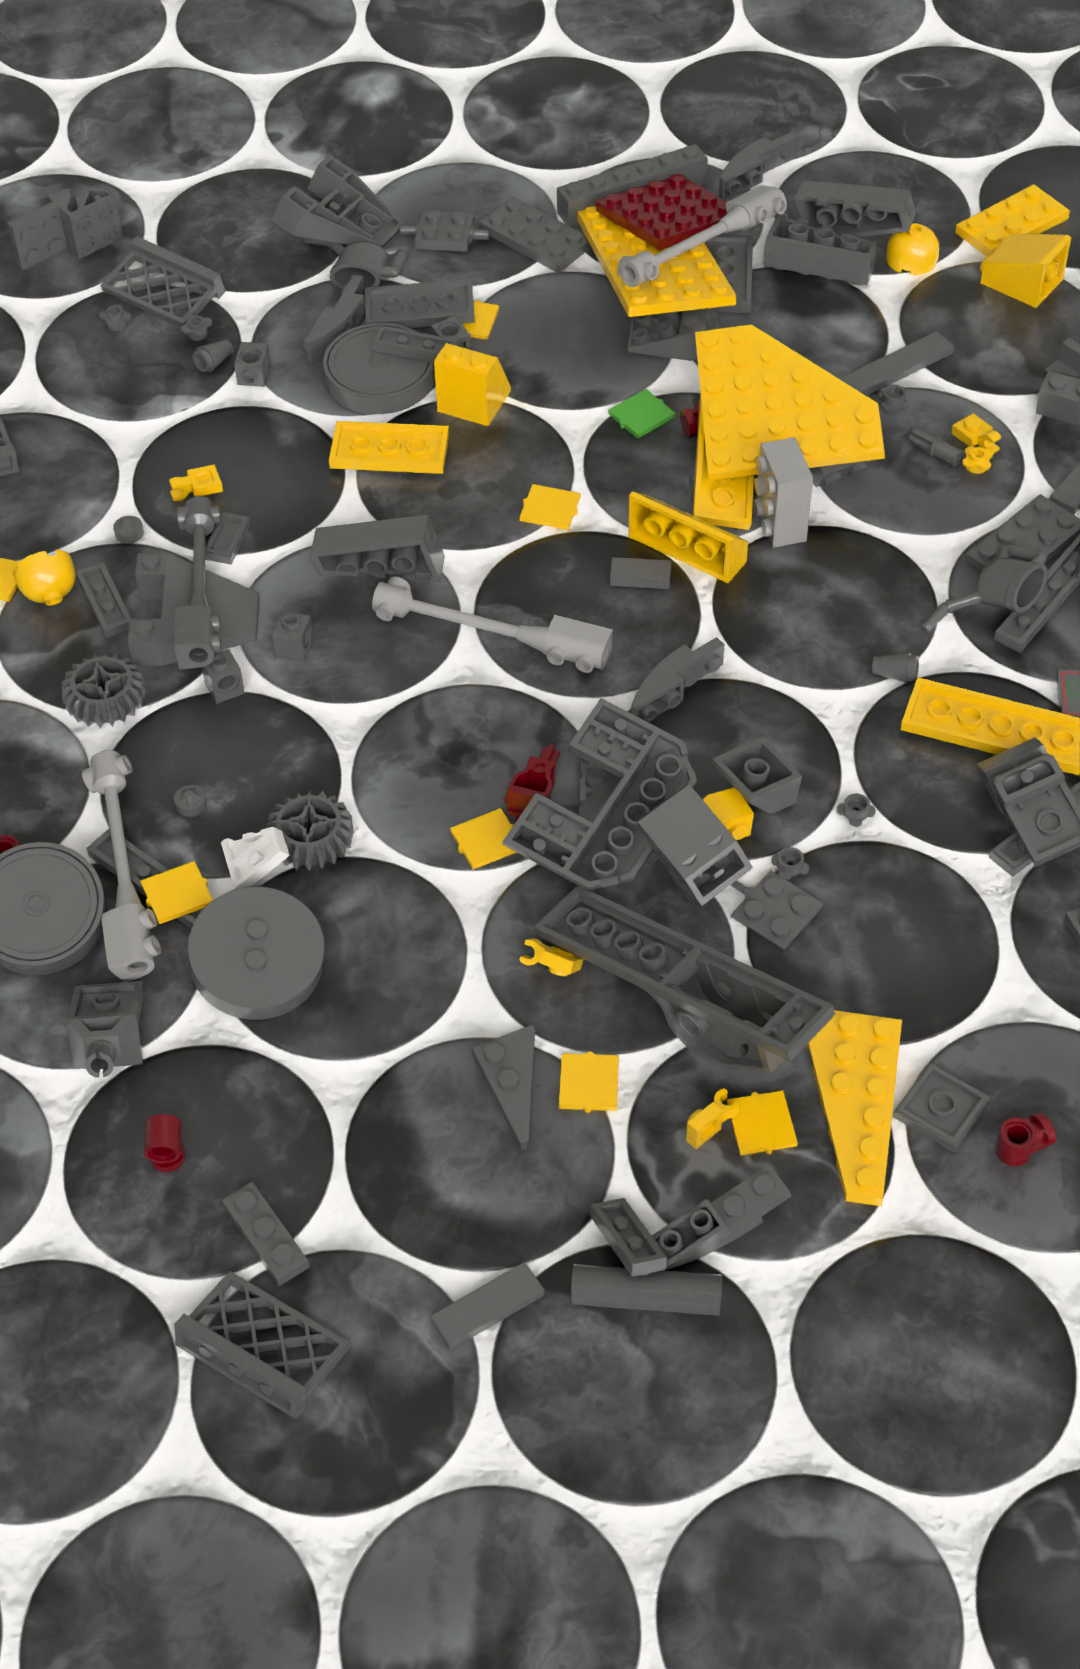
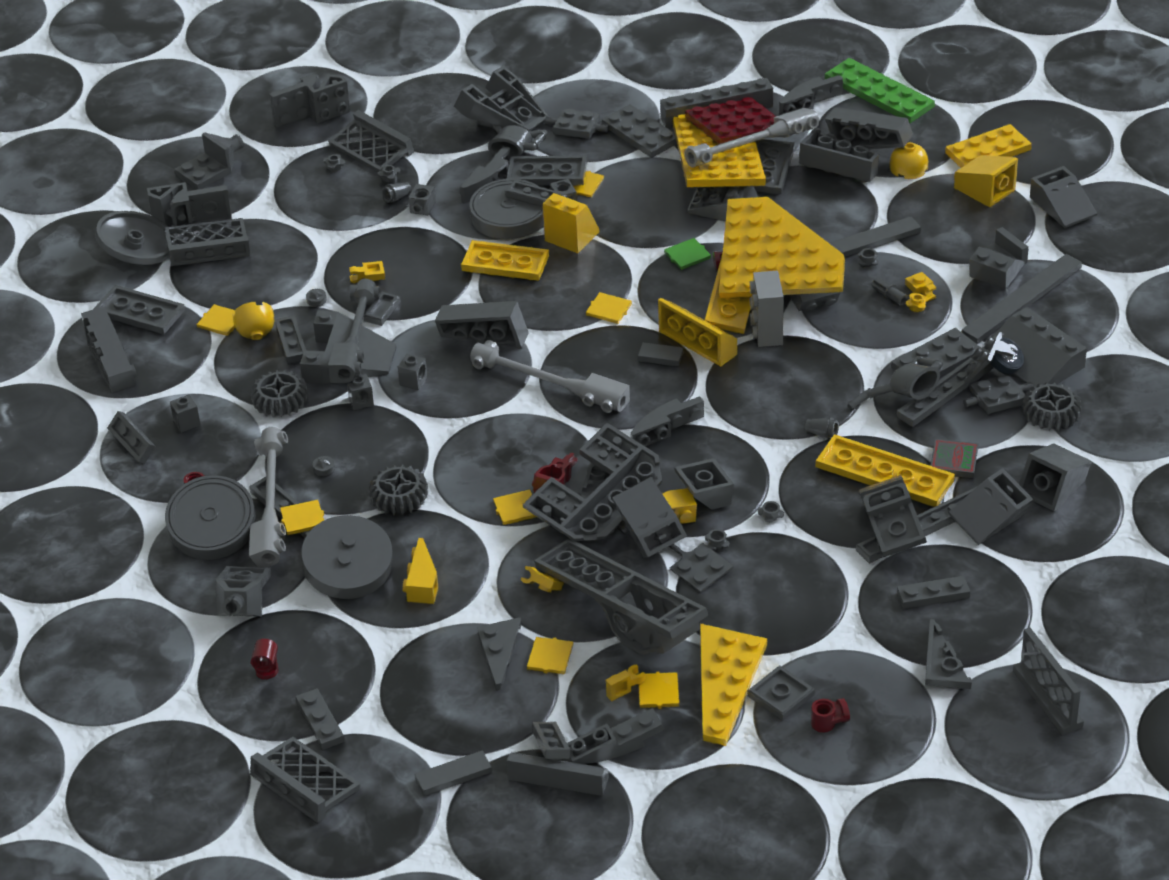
camera: 10 degrees right, 10 degrees down
(254, 855) = (359, 499): white wing -> none
(376, 972) = (422, 576): none -> yellow slope
(848, 149) = (881, 90): none -> bright green plate

